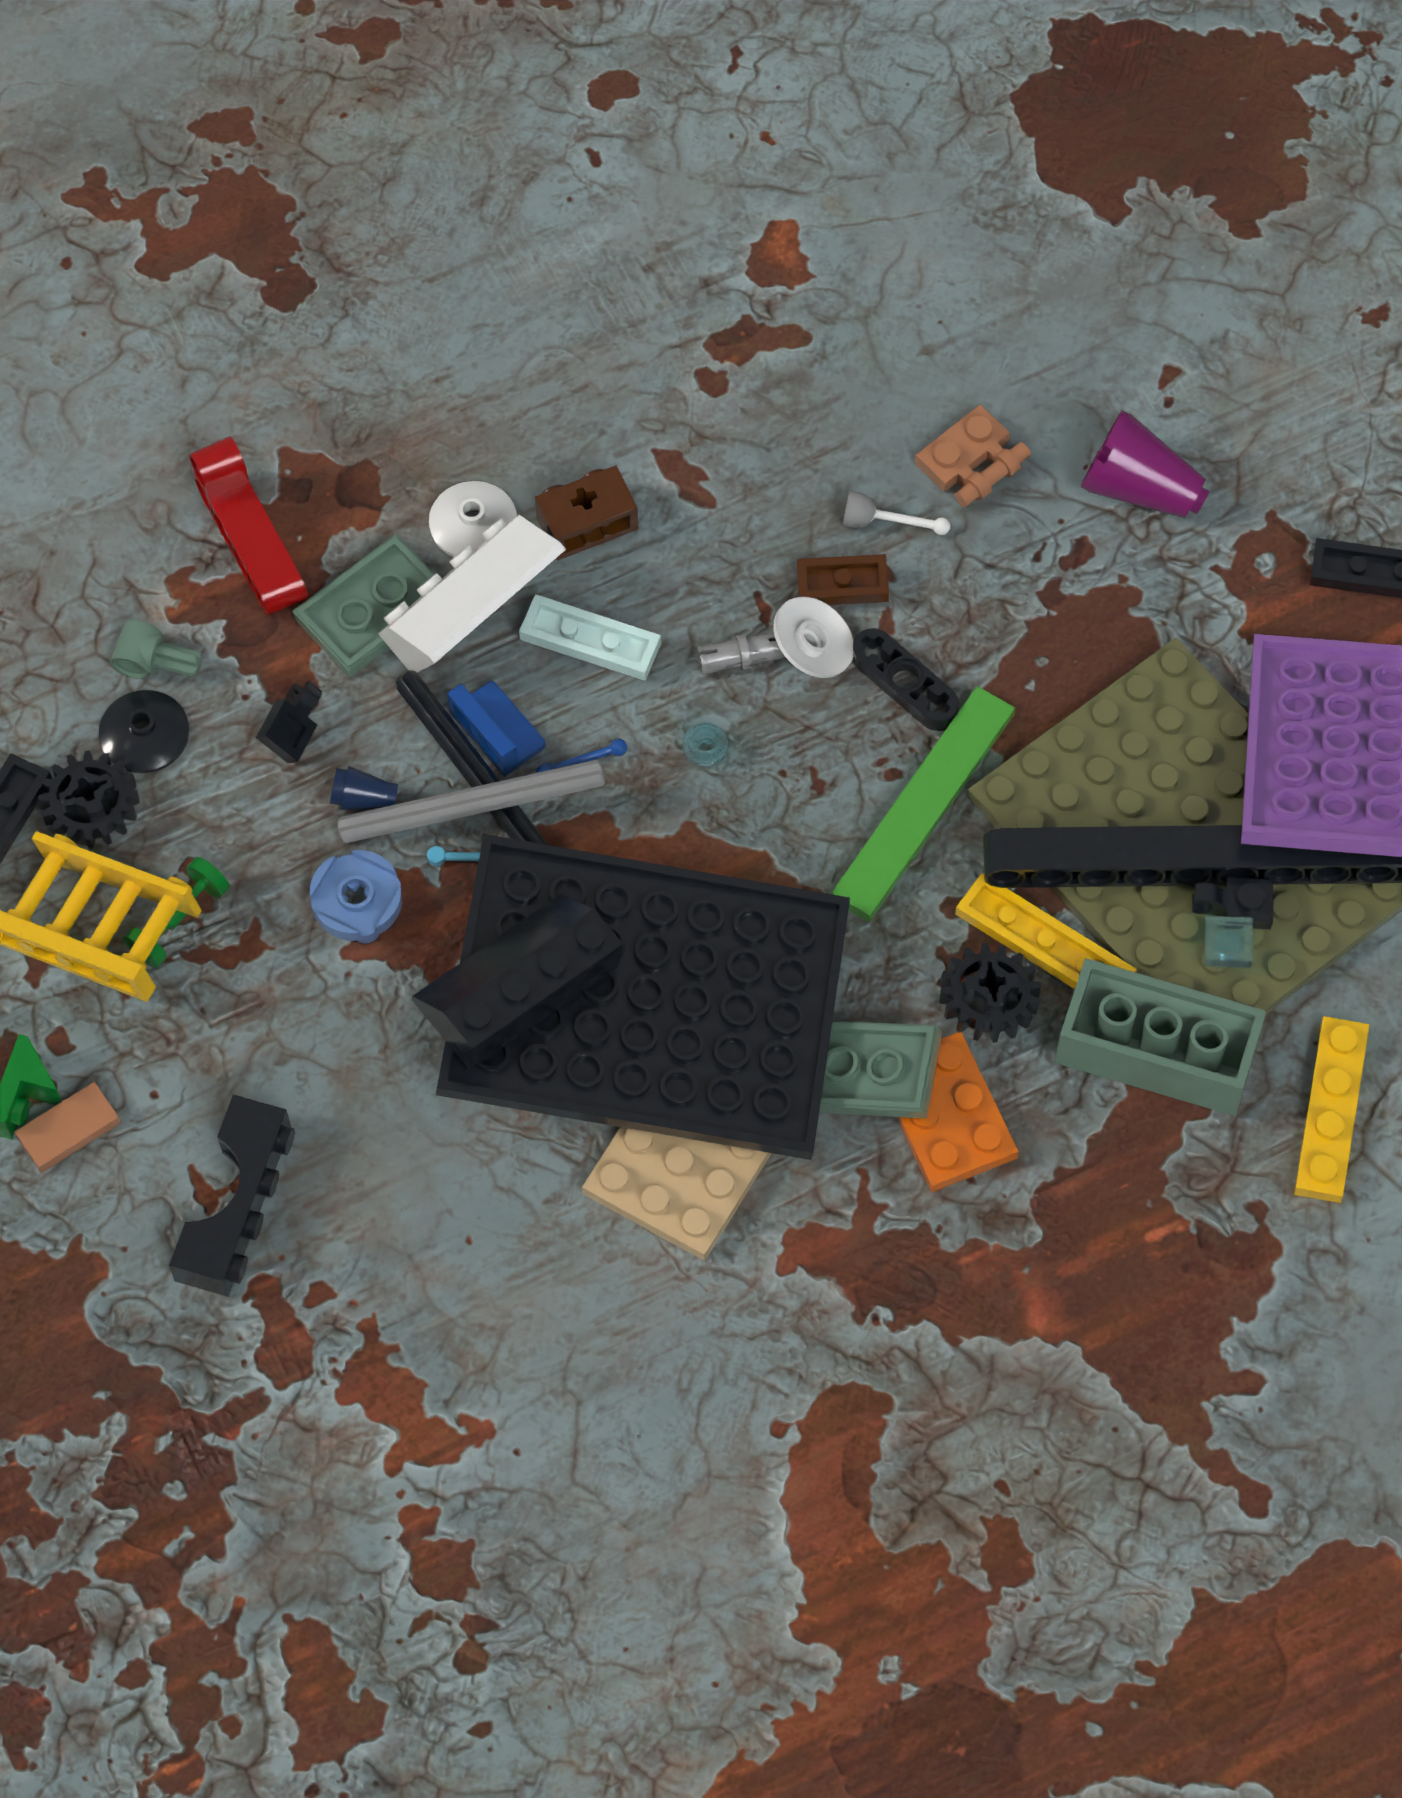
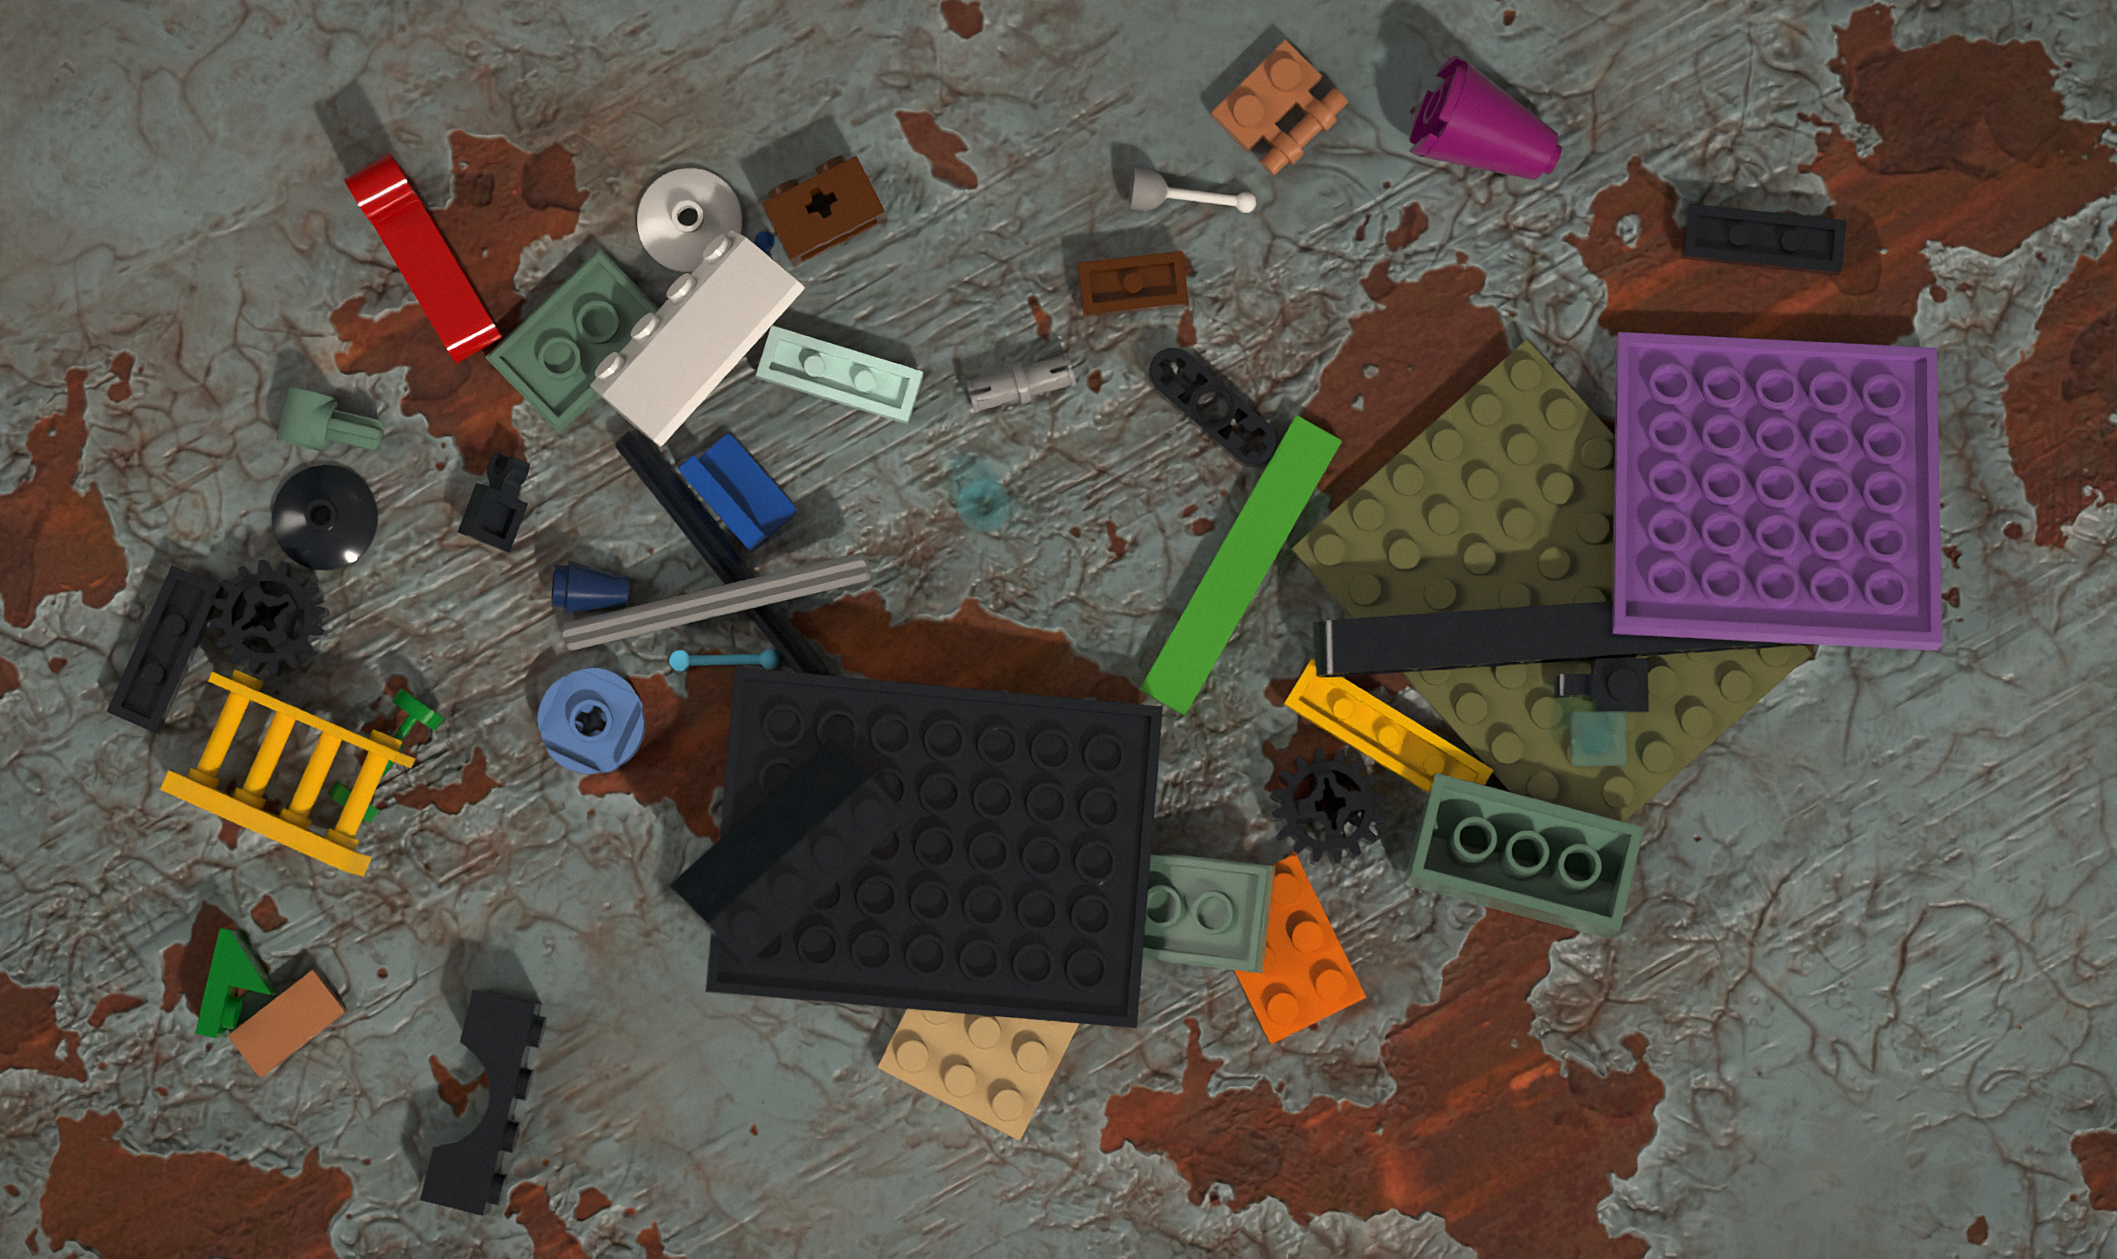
camera: 10 degrees left, 20 degrees up
(617, 747) = (880, 511): blue hinge -> none
(813, 637) = (1119, 361): white dish -> none
(1331, 1109) = (1716, 922): yellow plate -> none

